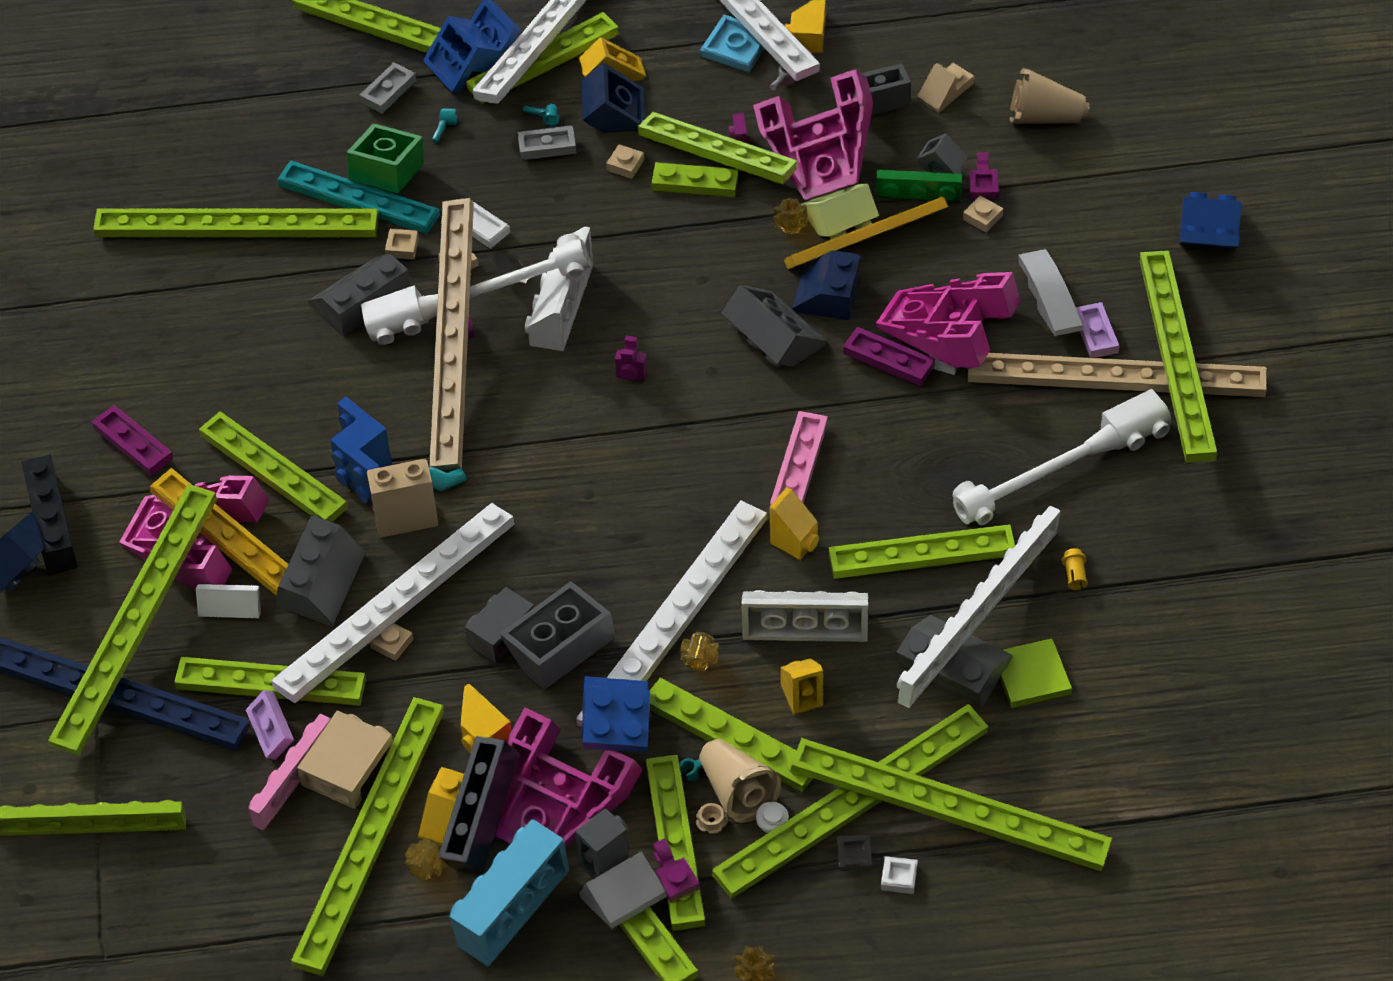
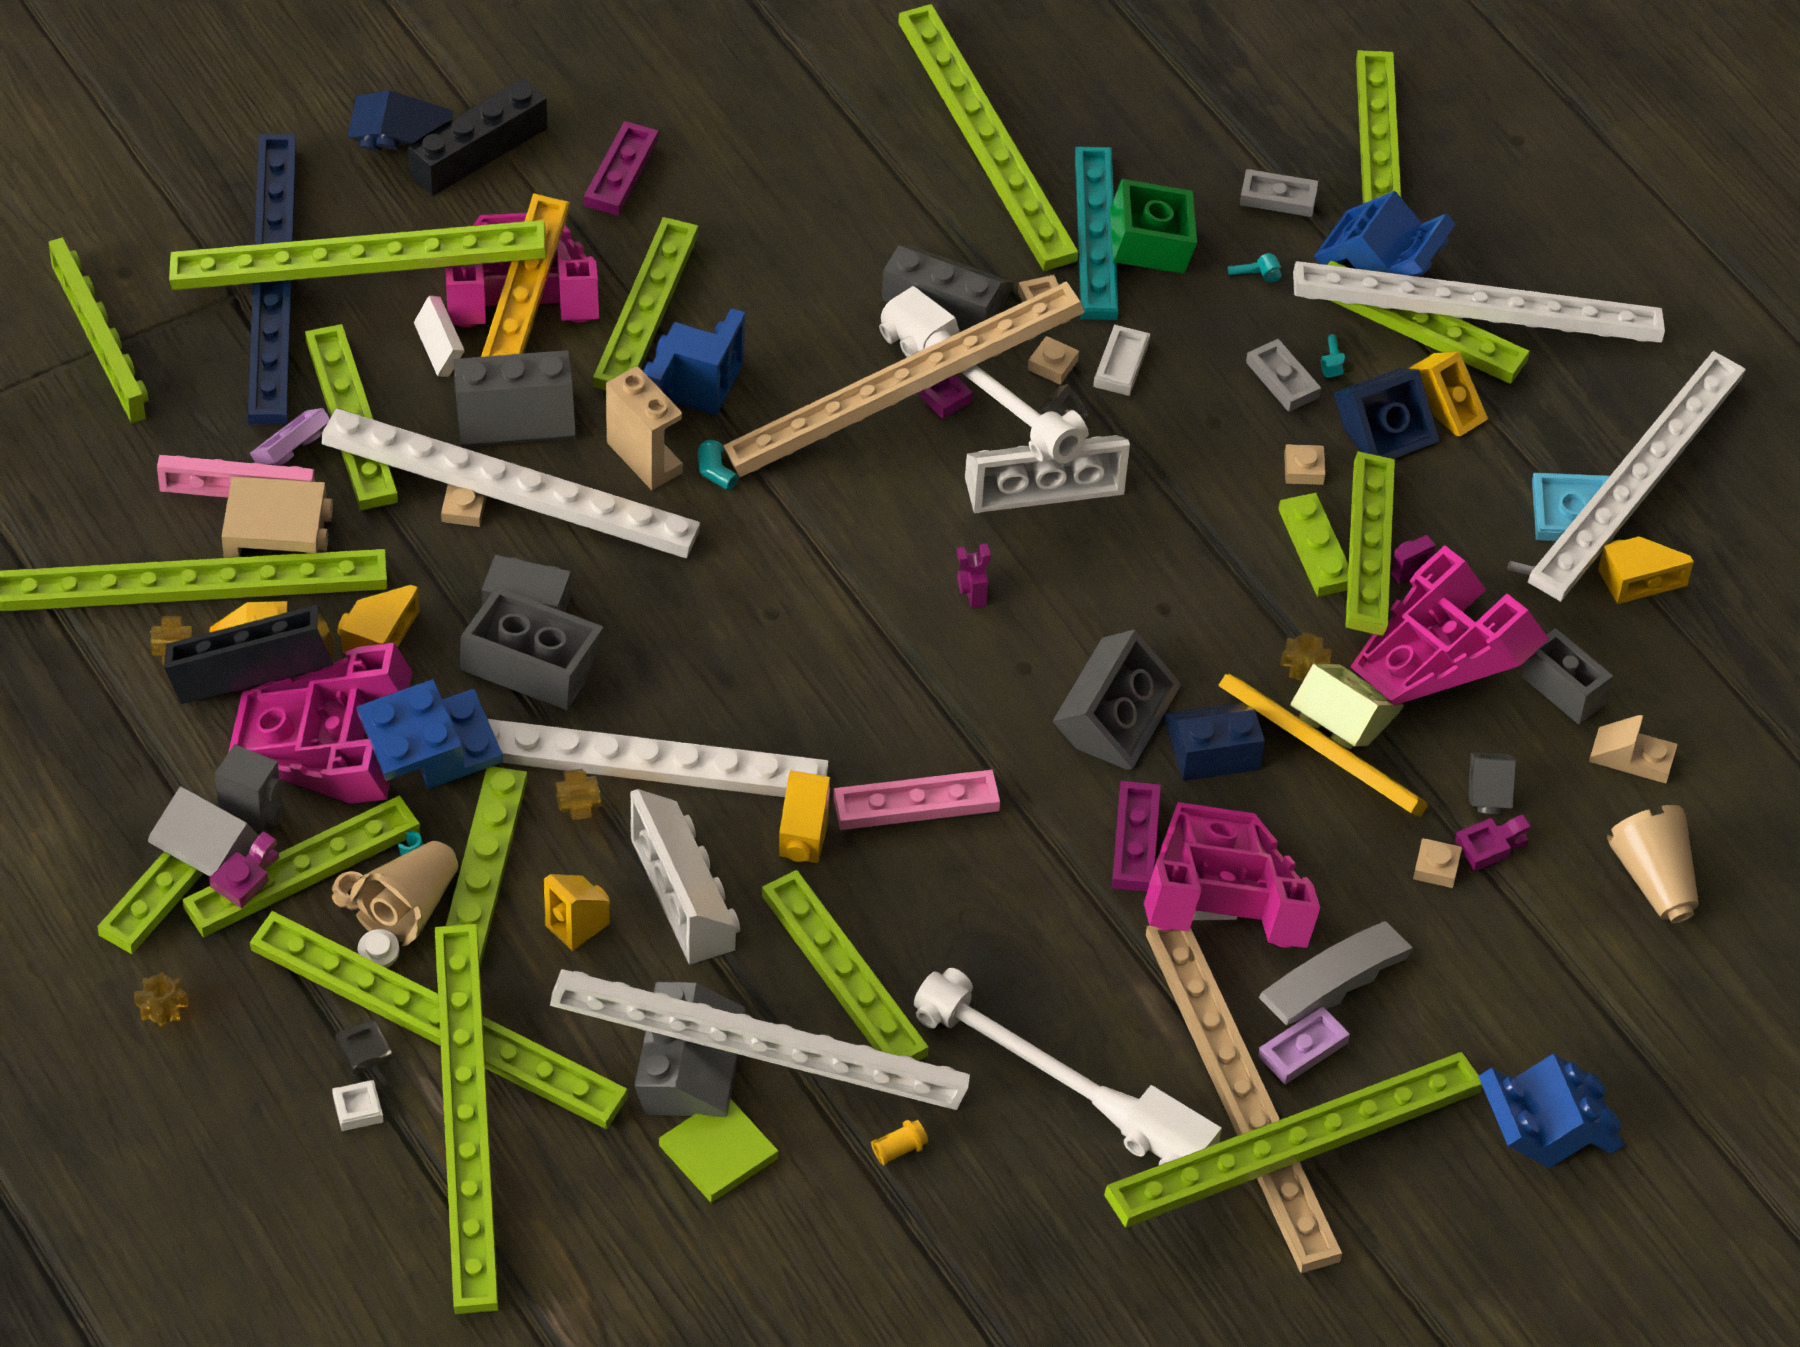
camera: 60 degrees right, 0 degrees up
(509, 892) = (145, 725): medium azure brick -> none
(918, 185) = (1436, 775): green plate -> none

